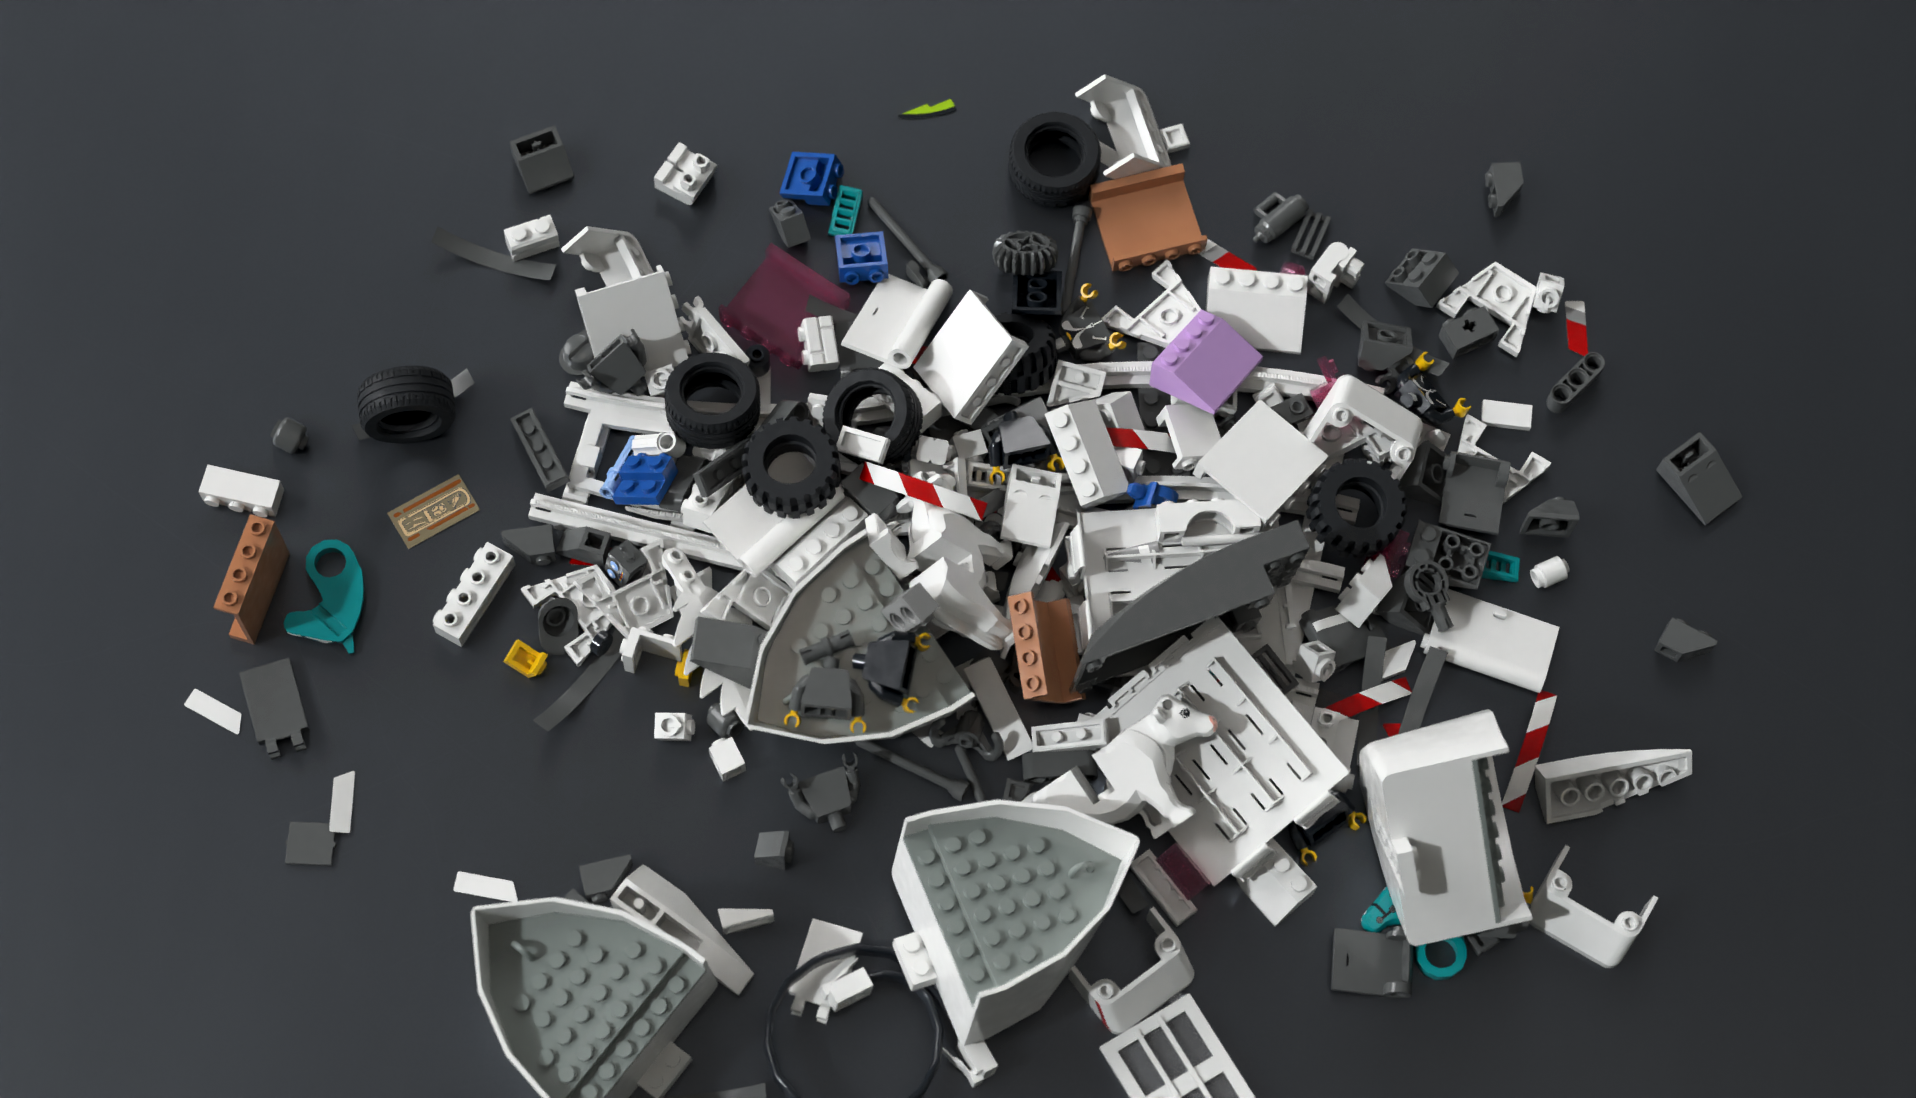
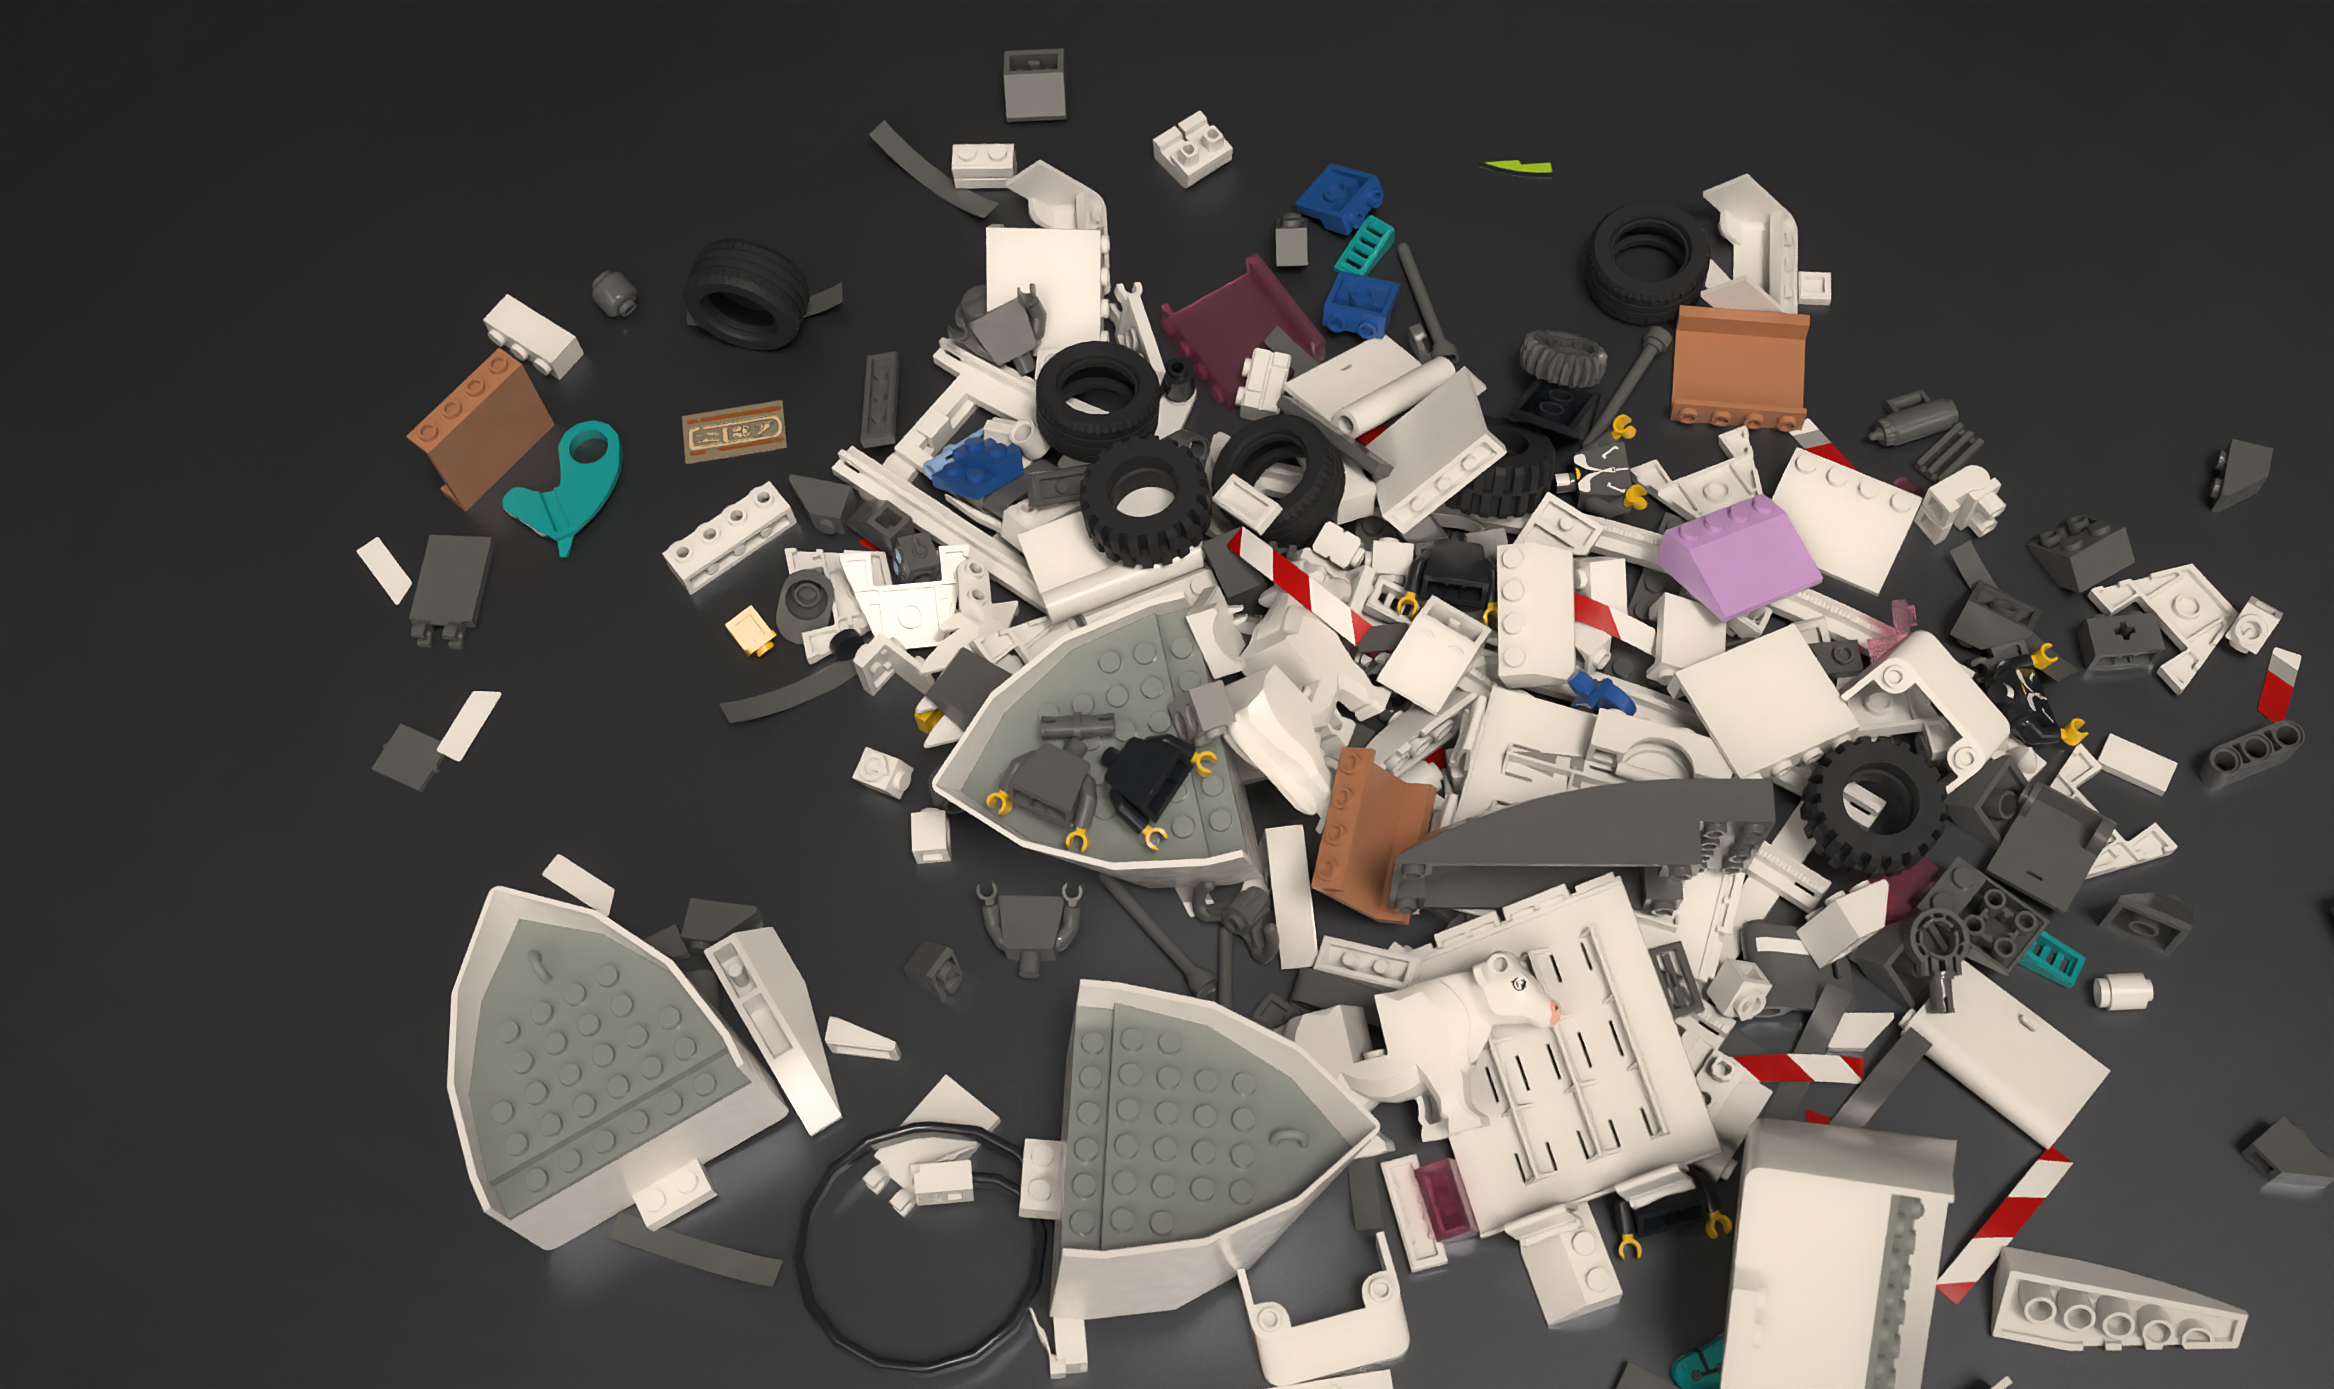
camera: 35 degrees right, 5 degrees down
(903, 372) = (1337, 437): none -> dark grey tile

